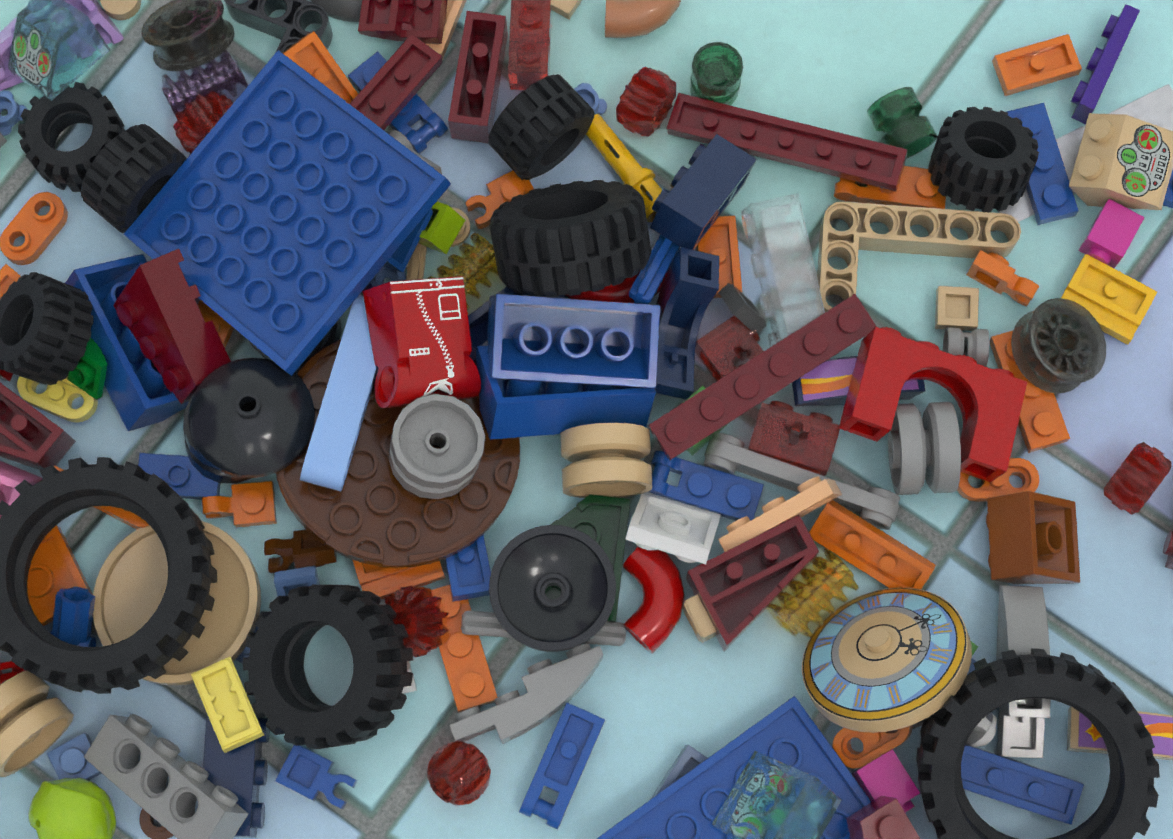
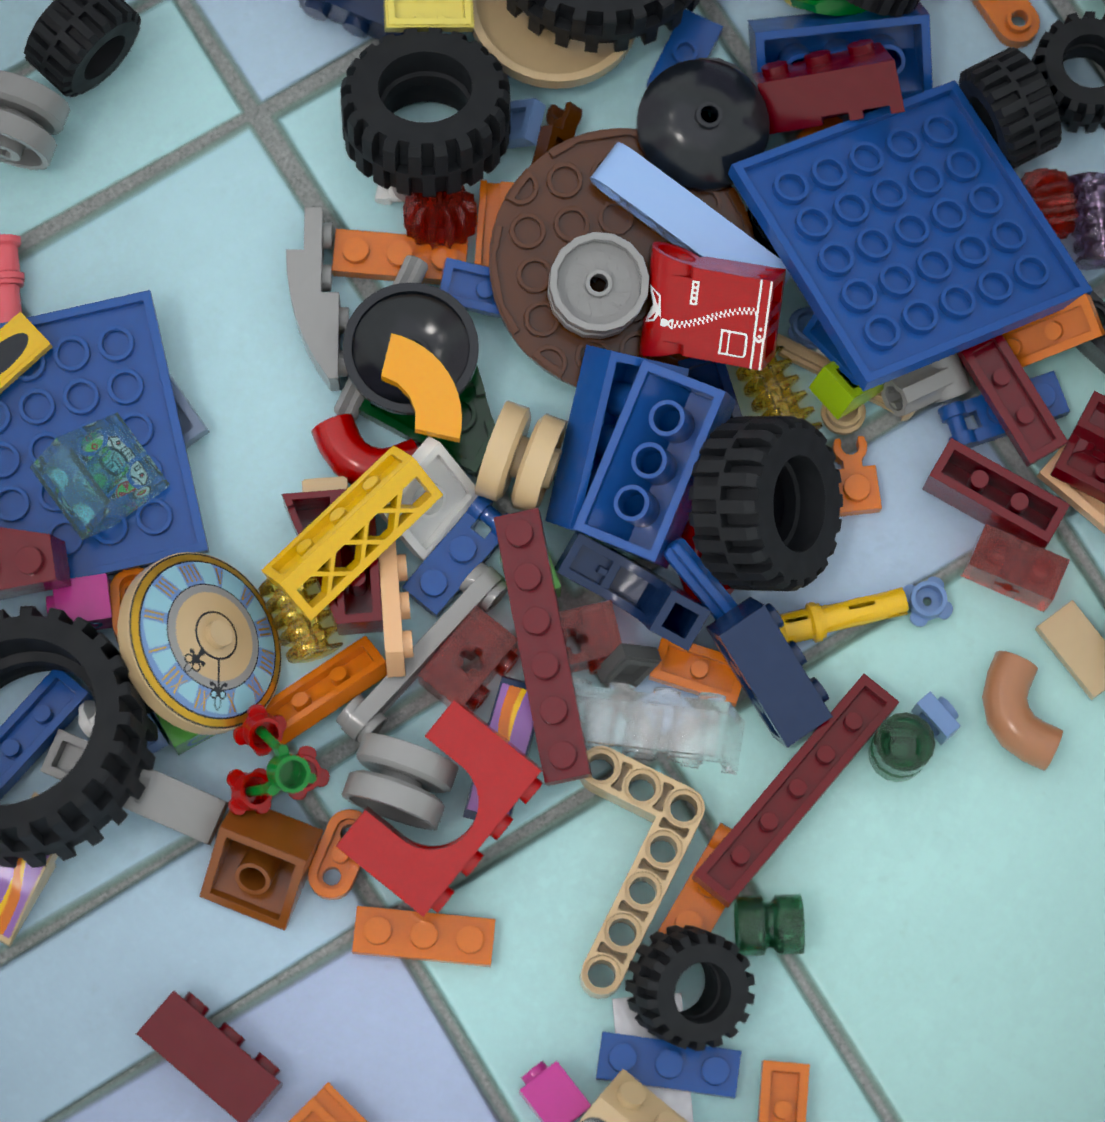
camera: 105 degrees right, 0 degrees up
(250, 504) = (623, 105): orange plate -> none
(309, 774) = (328, 72): blue plate -> none
(458, 773) = (273, 202): clear red piece -> none
(541, 127) = (908, 532): black tyre -> none
(562, 764) = (242, 307): blue plate -> none
(584, 555) = (426, 386): none -> light orange tile
(646, 101) = (899, 659): clear red gear -> none
(678, 58) = (939, 715): none -> medium blue plate
(735, 572) = (344, 519): none -> yellow fence
(956, 307) = (541, 896): tan plate -> none
(967, 533) = (284, 771): none -> red plant
(972, 344) = (489, 893): light grey wheel -> none
(997, 275) = (564, 952): orange plate -> none
(1058, 345) = (462, 1018): clear smoke wheel -> none
(1110, 297) = (485, 1062): yellow plate -> none
(1137, 478) = (276, 994): clear red gear -> none

